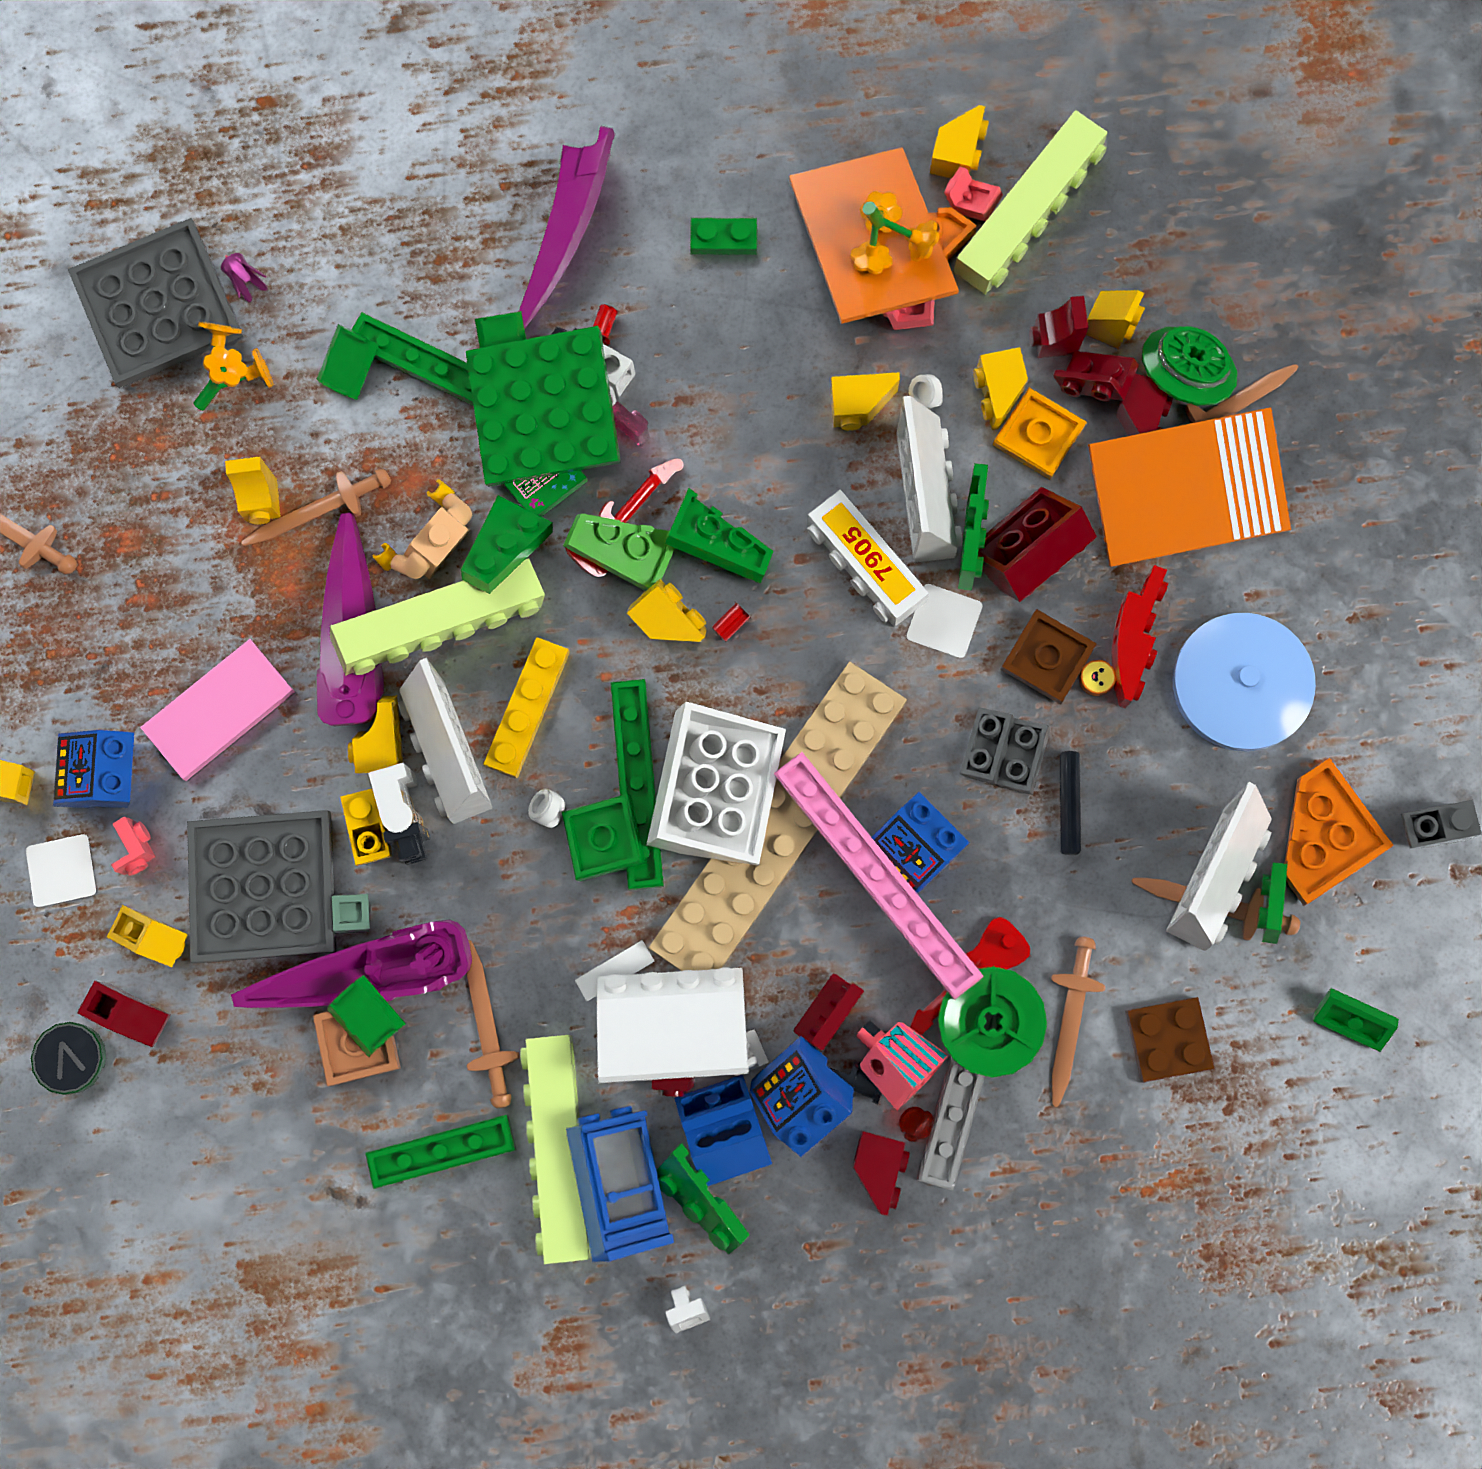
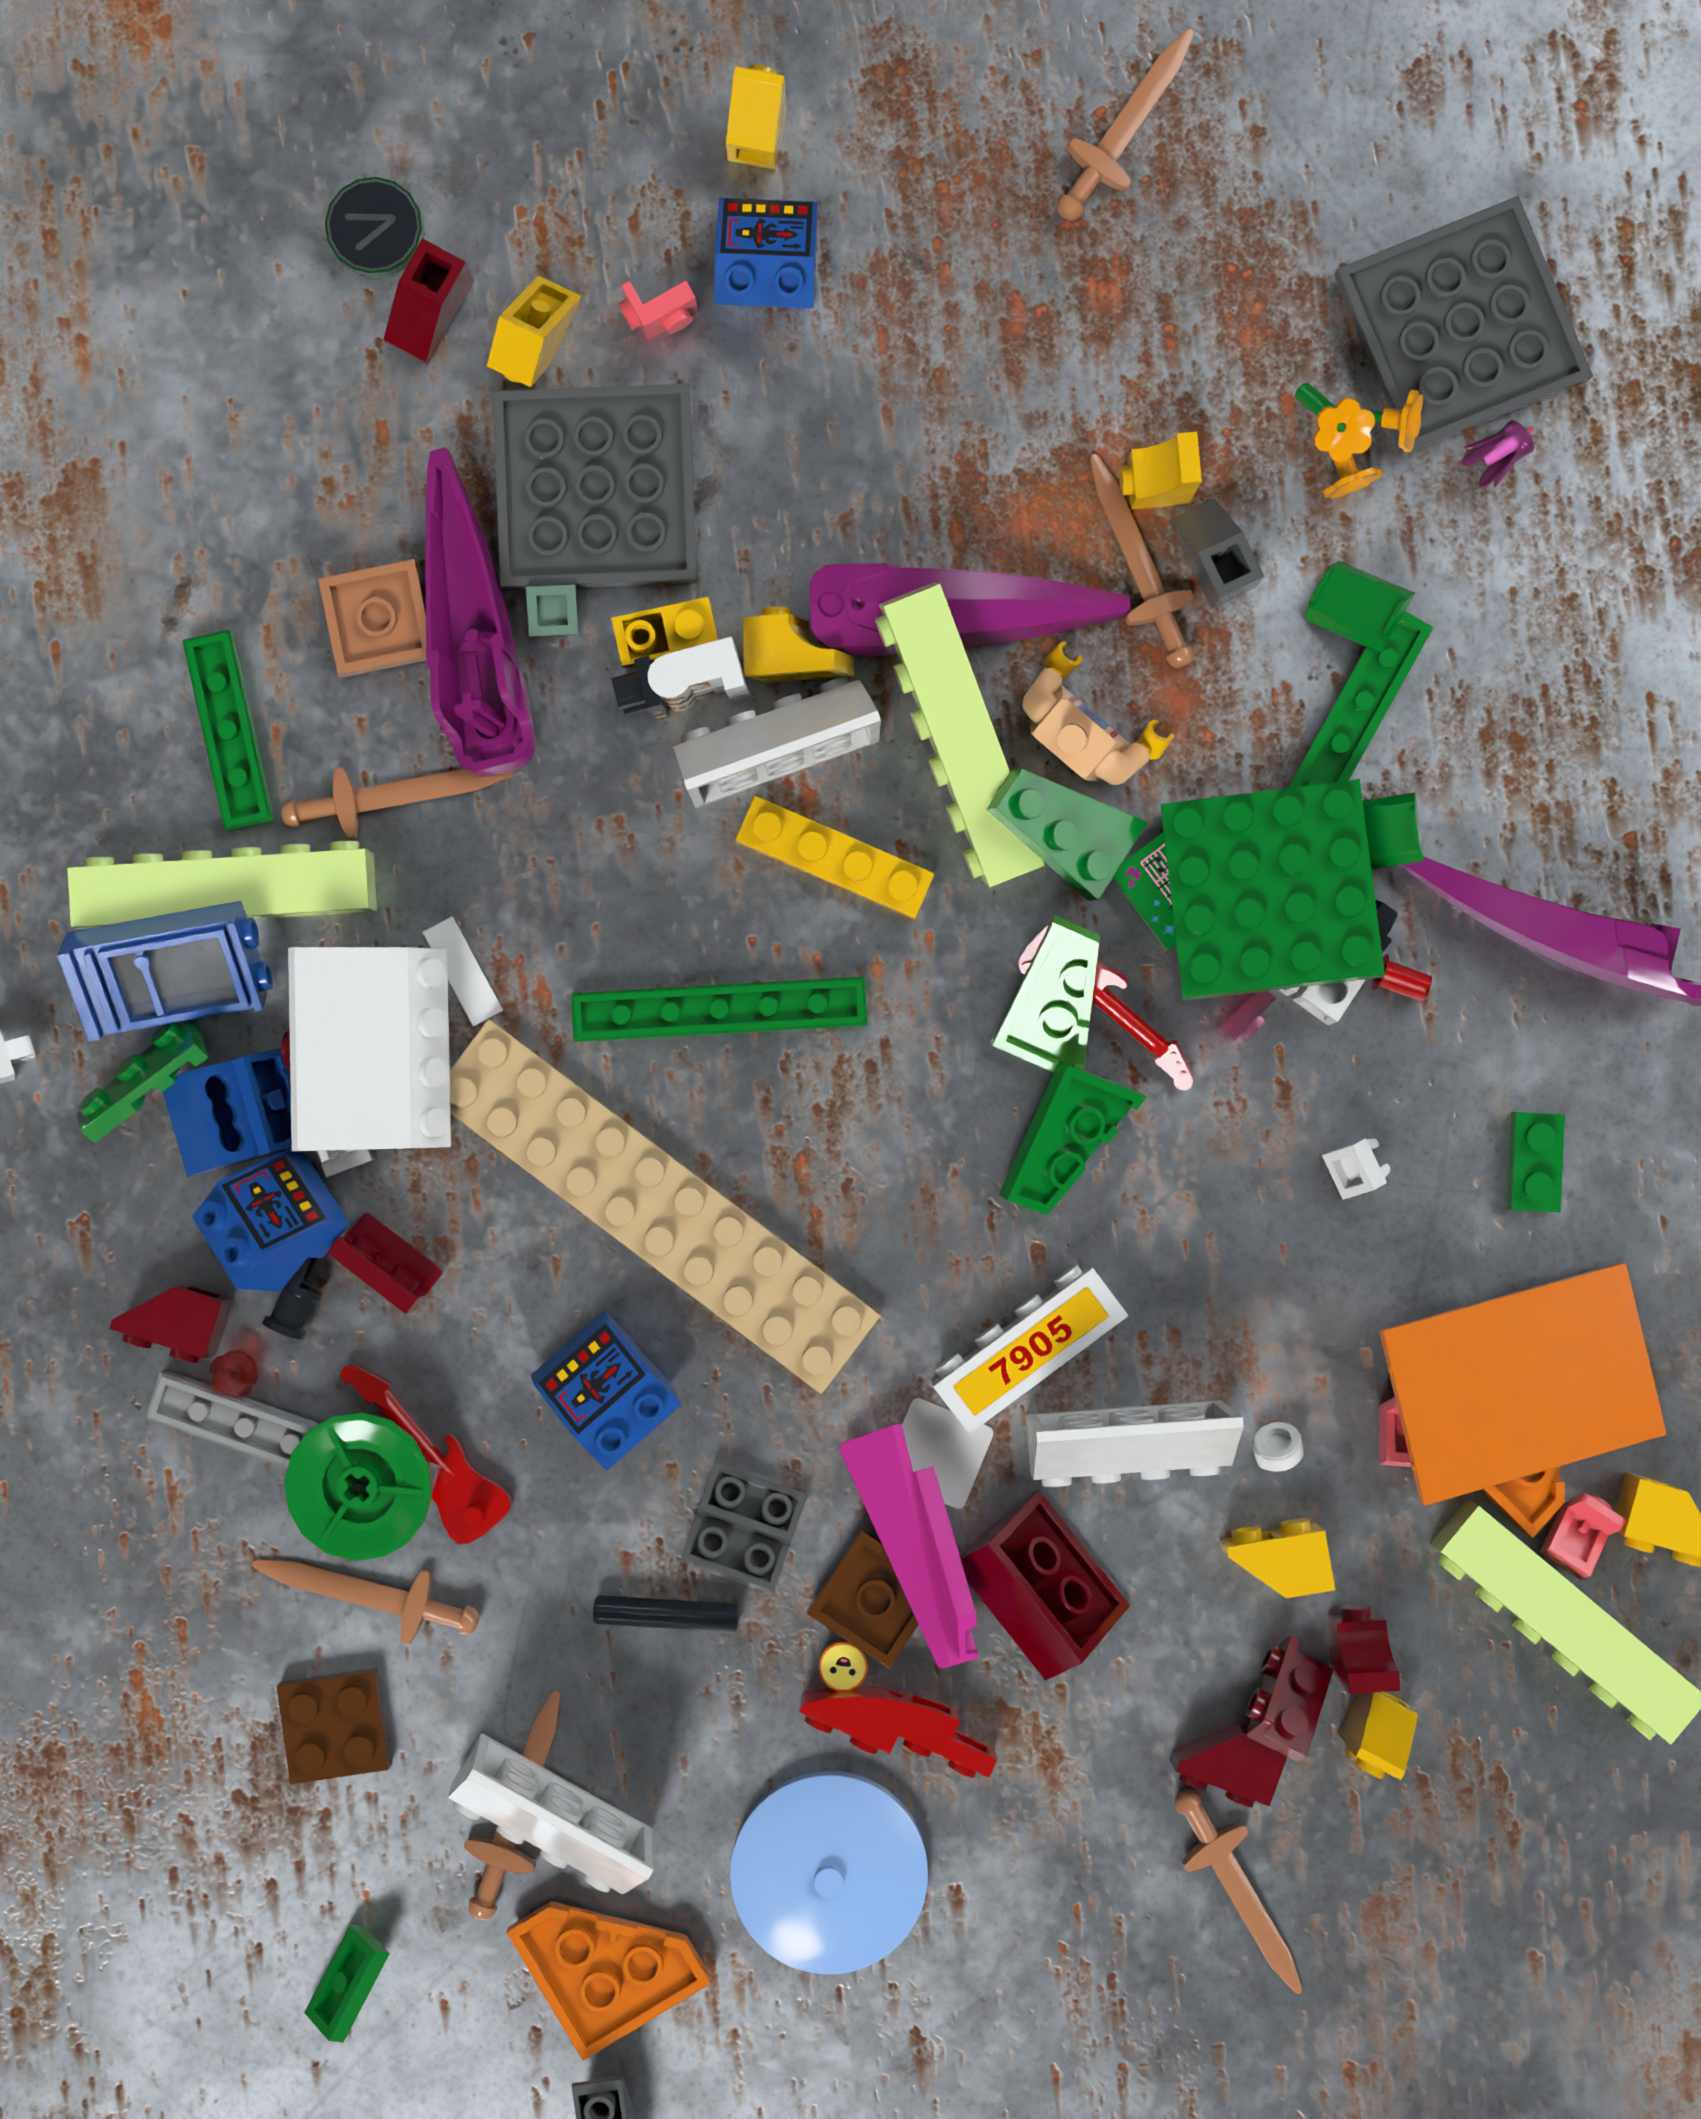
camera: 85 degrees right, 10 degrees up
(60, 870) = (633, 210): white sticker -> none
(217, 710) = (850, 423): bright pink tile -> none
(310, 454) = (1217, 552): none -> dark grey slope
(365, 1015) = (407, 631): green piece -> none
(546, 808) = (688, 882): white tile -> none
(603, 837) = (642, 961): green tile -> none
(664, 615) = (953, 1057): yellow slope -> none
(716, 785) = (705, 1121): white slope -> none
(731, 622) = (944, 1149): red piece -> none
(732, 348) = (1356, 1168): none -> white tile
(860, 398) = (1270, 1349): yellow slope -> none
(878, 876) = (564, 1340): bright pink tile -> none
(881, 214) = (1547, 1396): light orange plant -> none
(899, 1061) = (313, 1355): coral torso -> none
(973, 534) = (1054, 1504): green wing -> none
(1003, 626) = (917, 1540): none -> dark pink wedge
(1039, 433) = (1210, 1608): light orange tile -> none
(1189, 365) = (1300, 1835): green piece -> none
(1189, 487) = (1115, 1821): orange piece -> none
(1271, 916) = (527, 1889): green plate -> none

